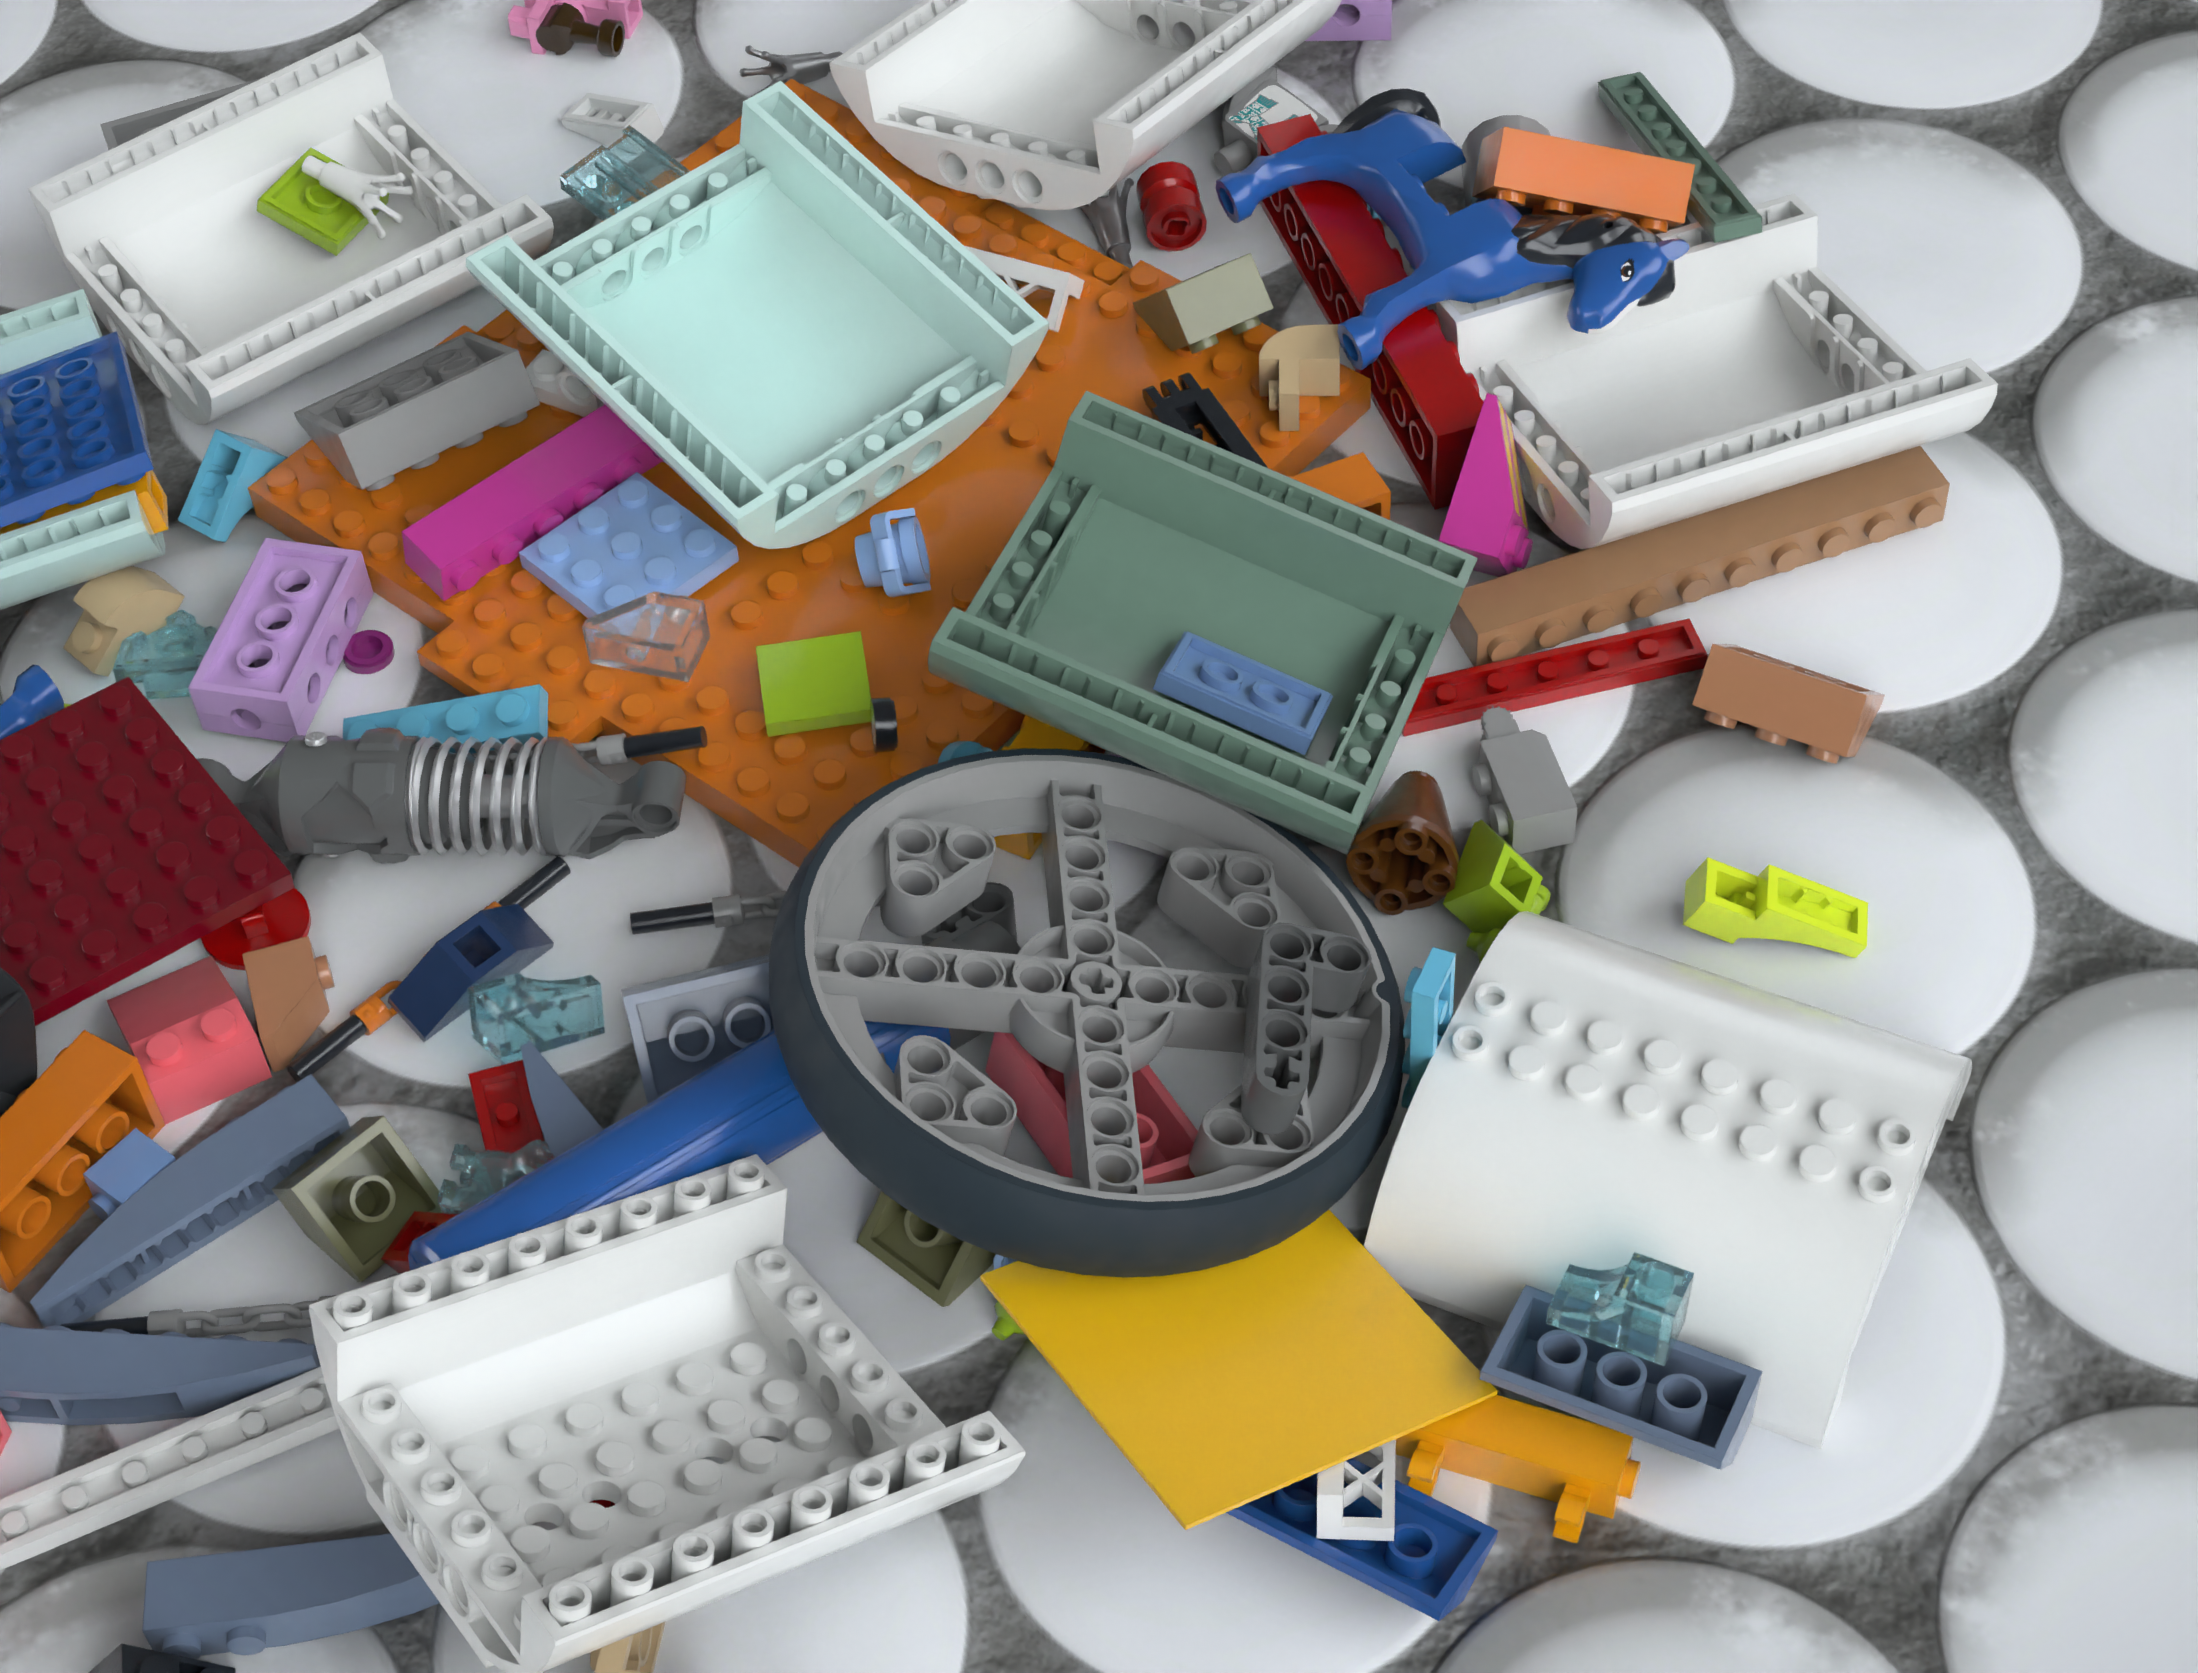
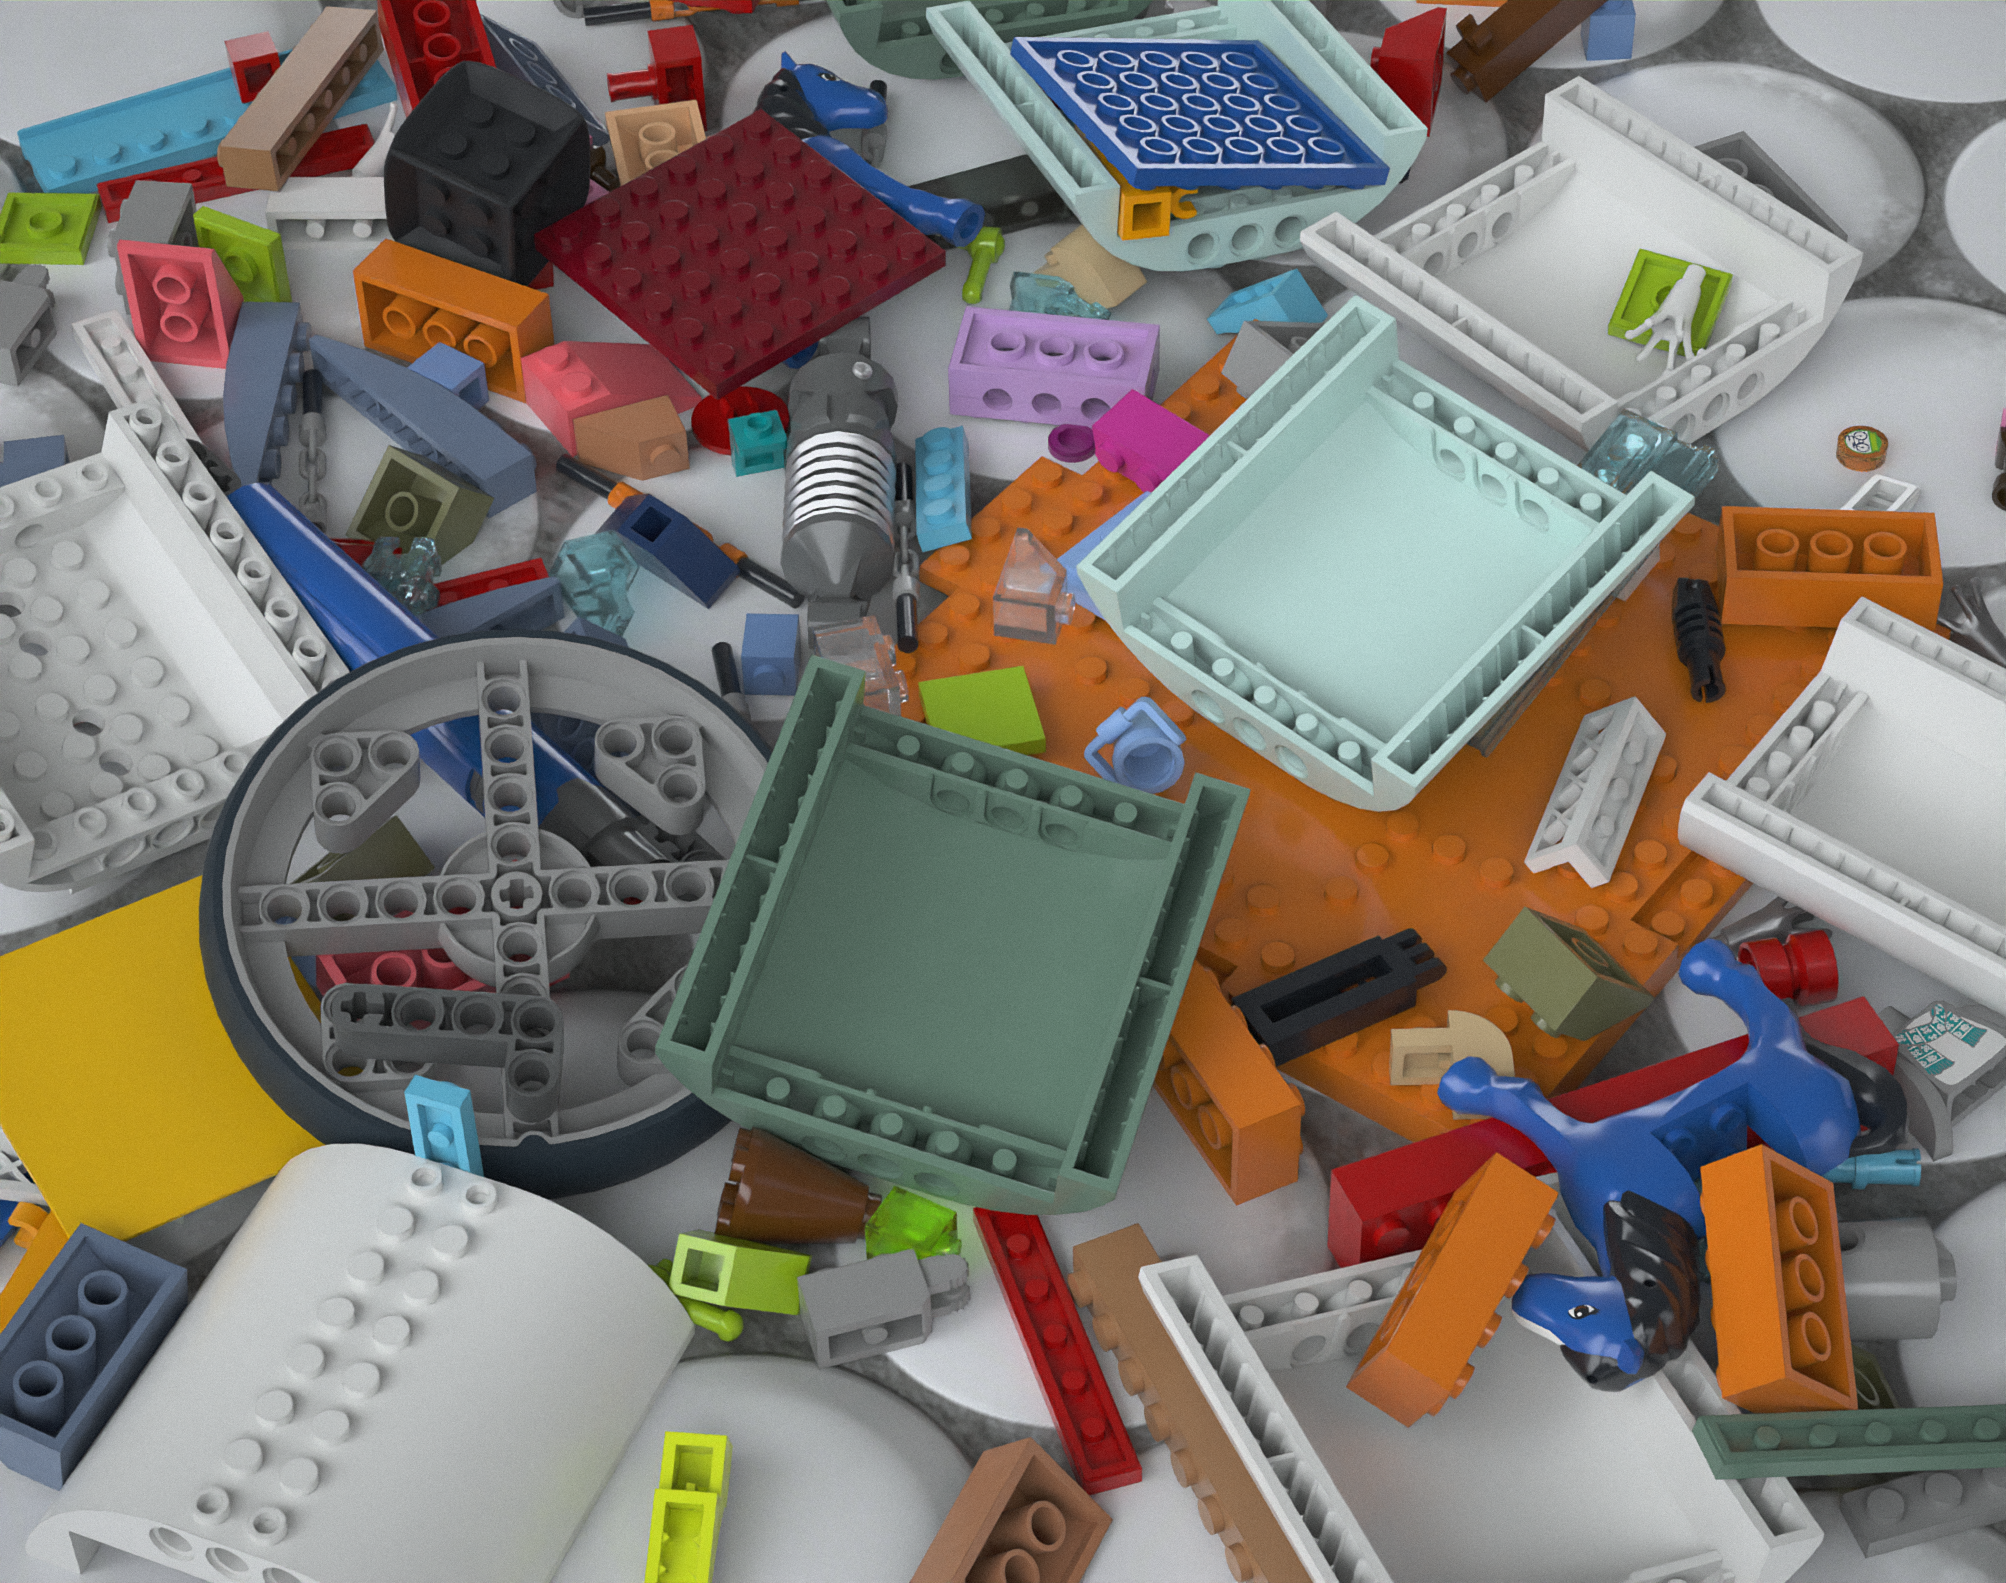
camera: 85 degrees right, 5 degrees down
(330, 873) = (757, 443): none -> teal bracket
(524, 123) = (1861, 448): none -> clear orange tile
(659, 872) = (771, 654): none -> medium blue brick
(731, 71) = (1819, 562): none -> orange brick
(753, 767) = (862, 646): none -> clear brick
(1243, 692) = (930, 1015): medium blue tile -> none
(1447, 753) = (912, 1222): none -> clear neon green brick
(1488, 501) = (1268, 1226): dark pink slope -> none
(1580, 361) = (1454, 1292): none -> orange brick
(1626, 1307) = (126, 1328): clear light blue arch -> none

